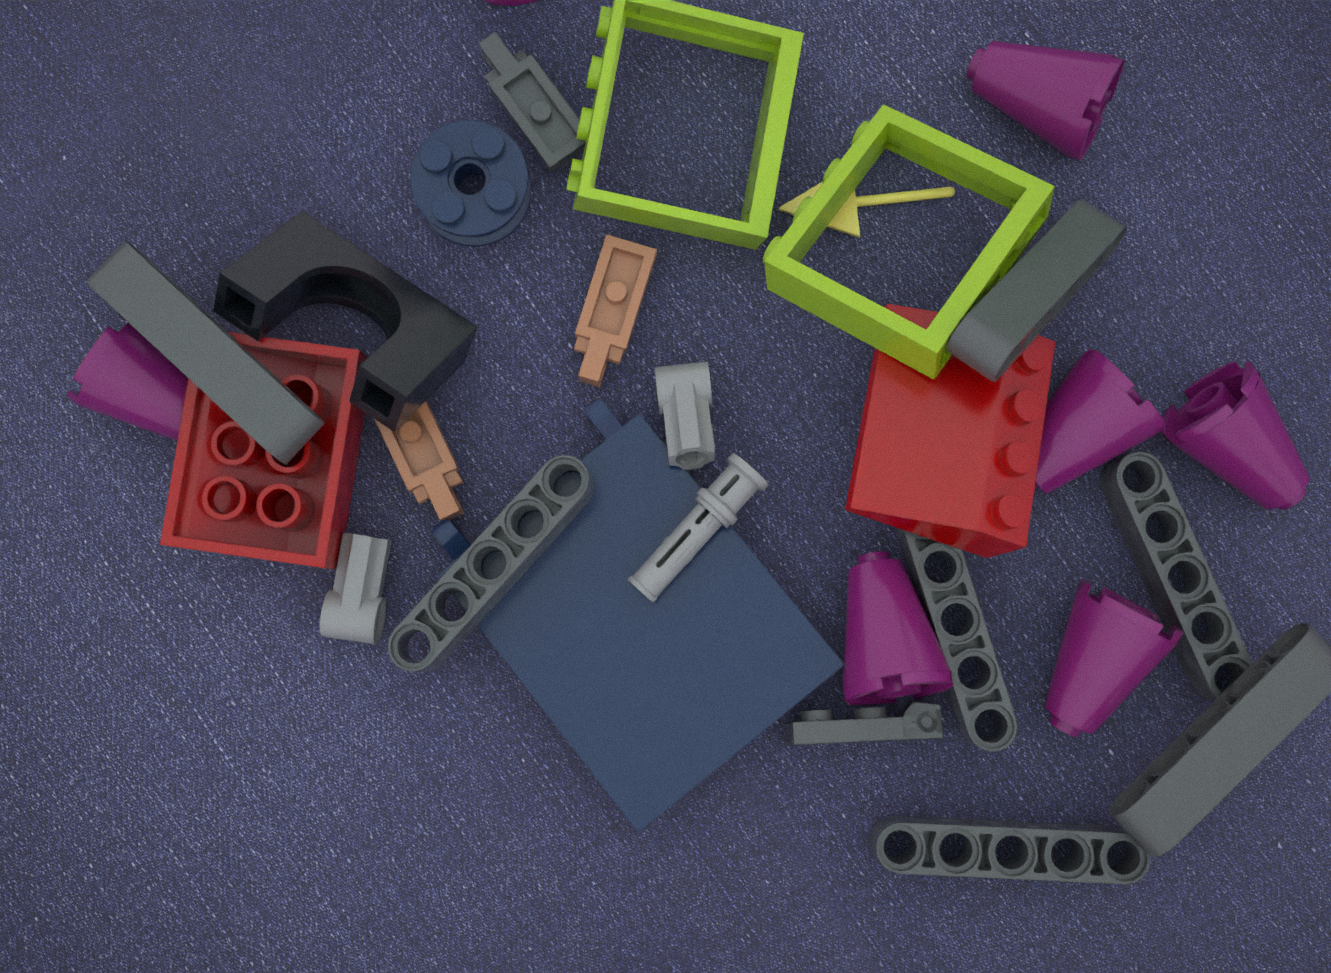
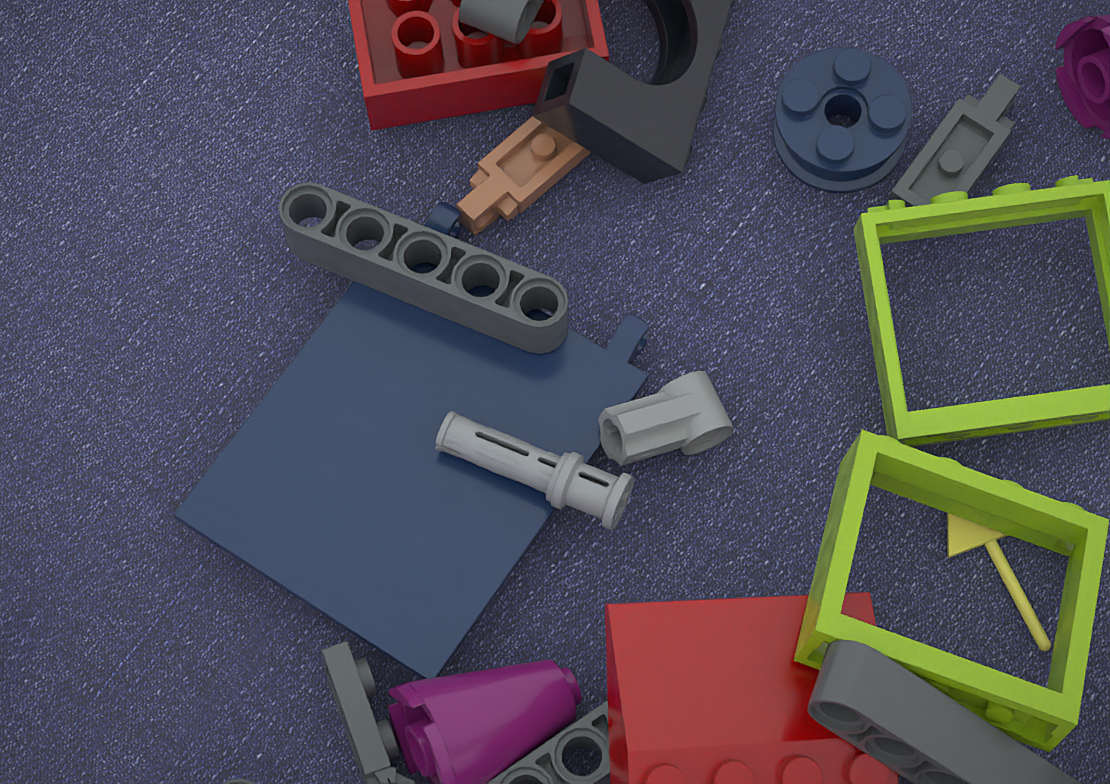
camera: 75 degrees right, 15 degrees down
(355, 604) = (340, 153): light grey piece -> none
(612, 305) = (759, 309): nougat hinge -> none

